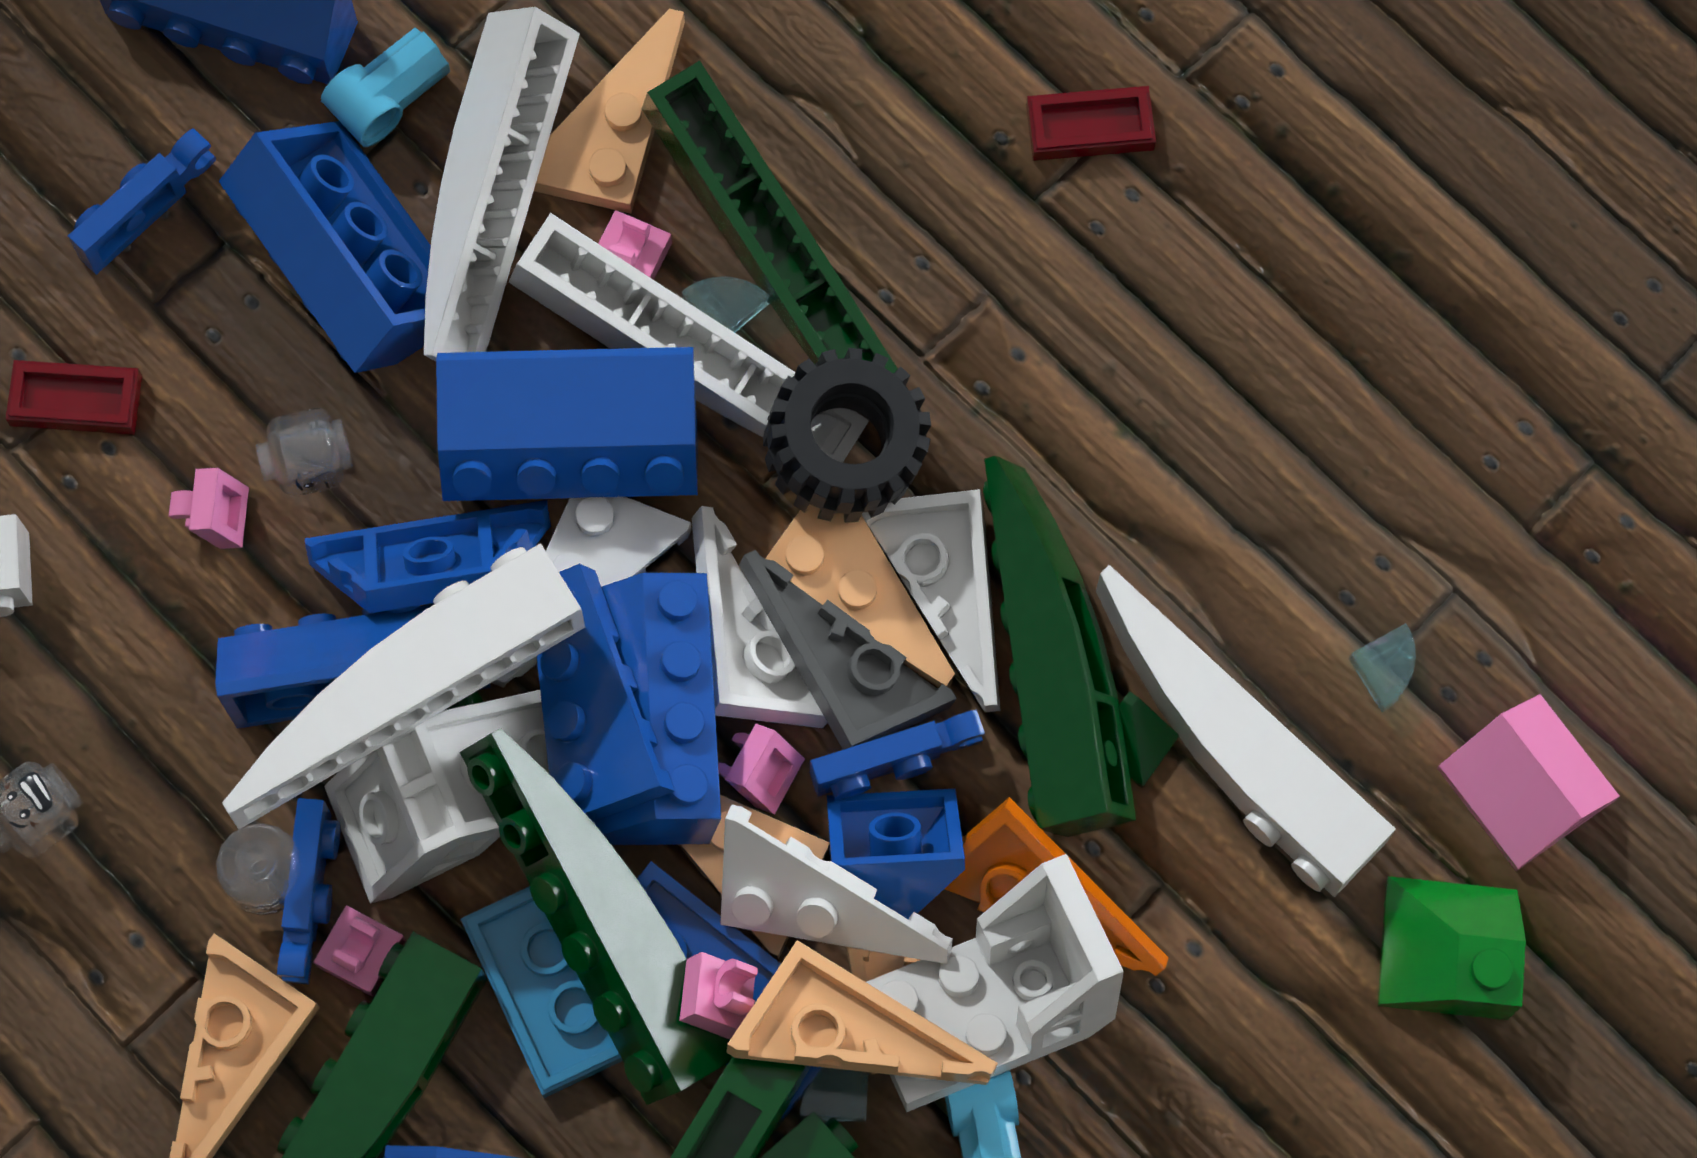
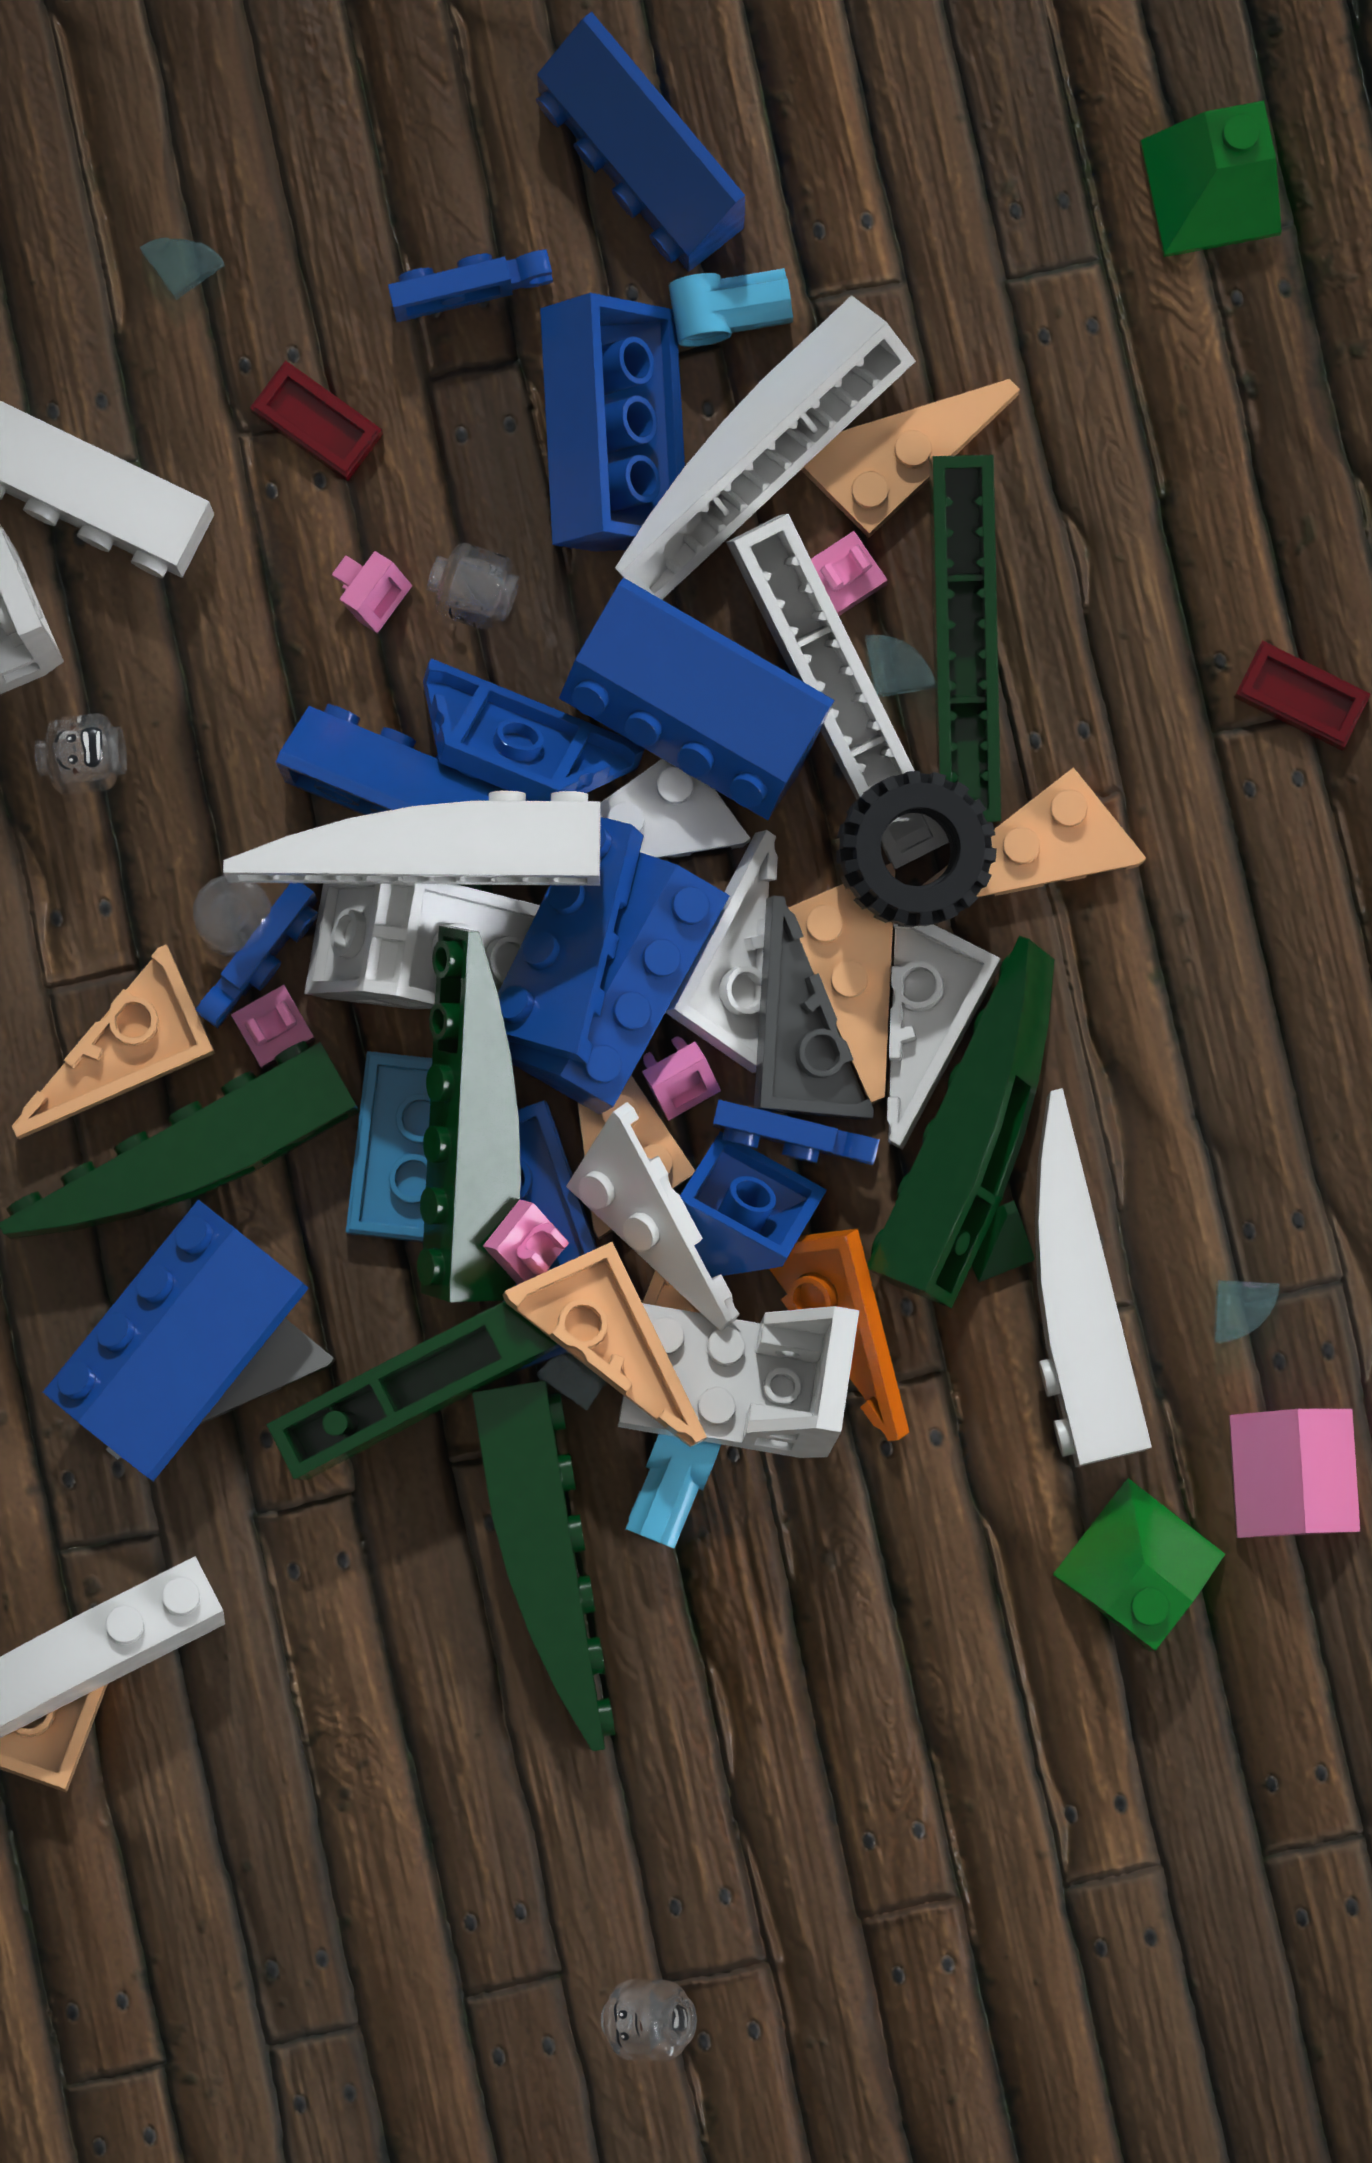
camera: 35 degrees right, 10 degrees up
(964, 360) = (1056, 839): none -> light nougat wing

